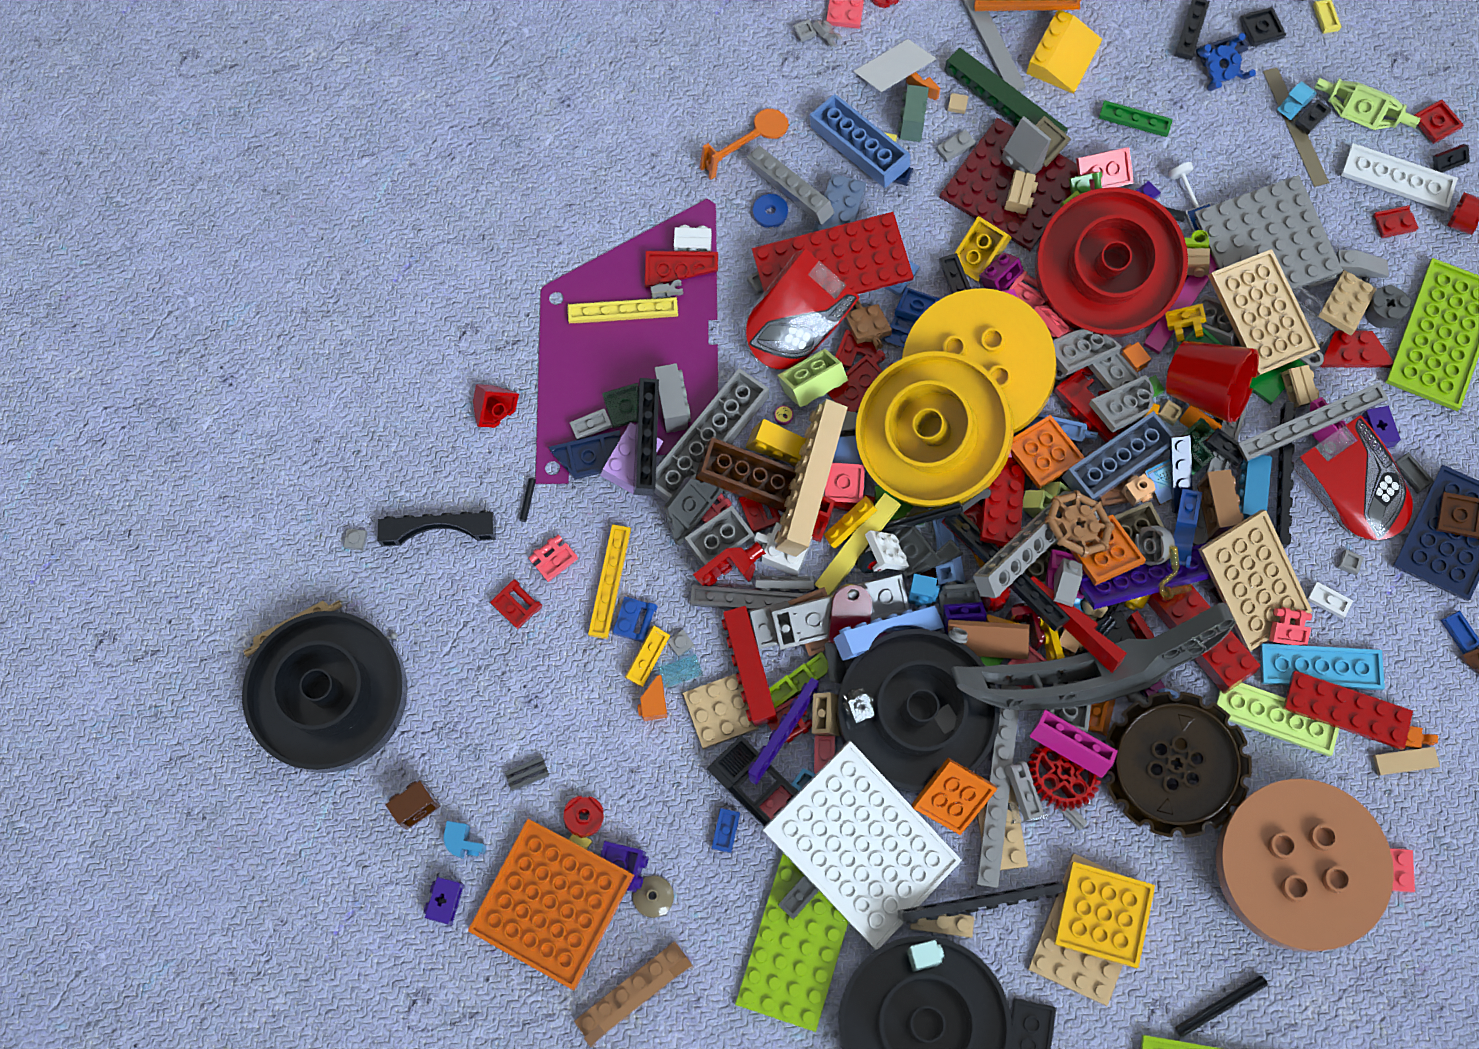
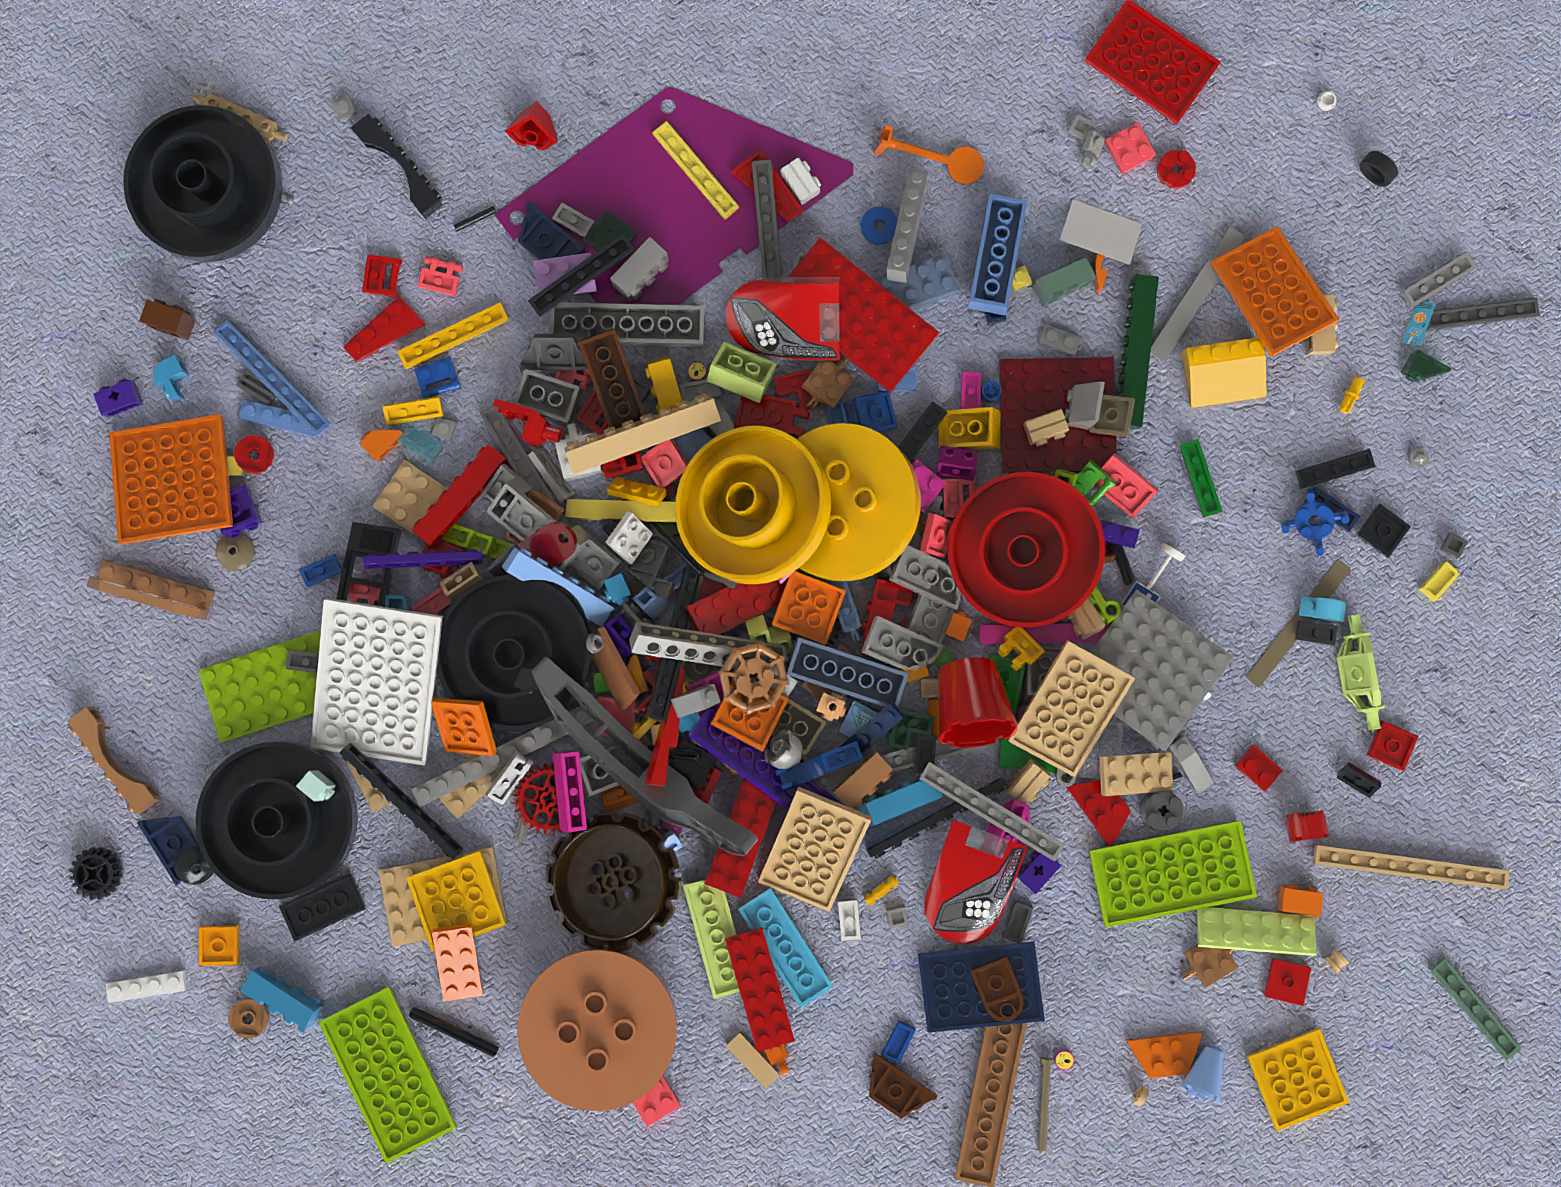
camera: 50 degrees right, 15 degrees up
(530, 754) = (272, 378): none -> medium blue tile
(561, 627) = (384, 329): none -> red wing
(566, 775) = (272, 417): none -> medium blue plate
(665, 291) = (735, 191): light grey plate -> none
(704, 281) = (767, 219): none -> dark grey plate
(800, 420) = (696, 388): none -> light grey plate
(858, 704) = (475, 604): clear smoke brick -> none
(949, 229) = (970, 390): none -> dark pink plate
(958, 103) = (1104, 313): tan tile -> none
(961, 215) = (990, 388): none -> blue wheel
(1161, 952) = (457, 962): none -> plate
(1167, 592) = (747, 784): clear yellow piece -> none
(1290, 633) = (795, 906): coral plate -> none
(1319, 559) = (882, 889): none -> yellow axle
(1399, 177) = (1307, 745): white plate -> none

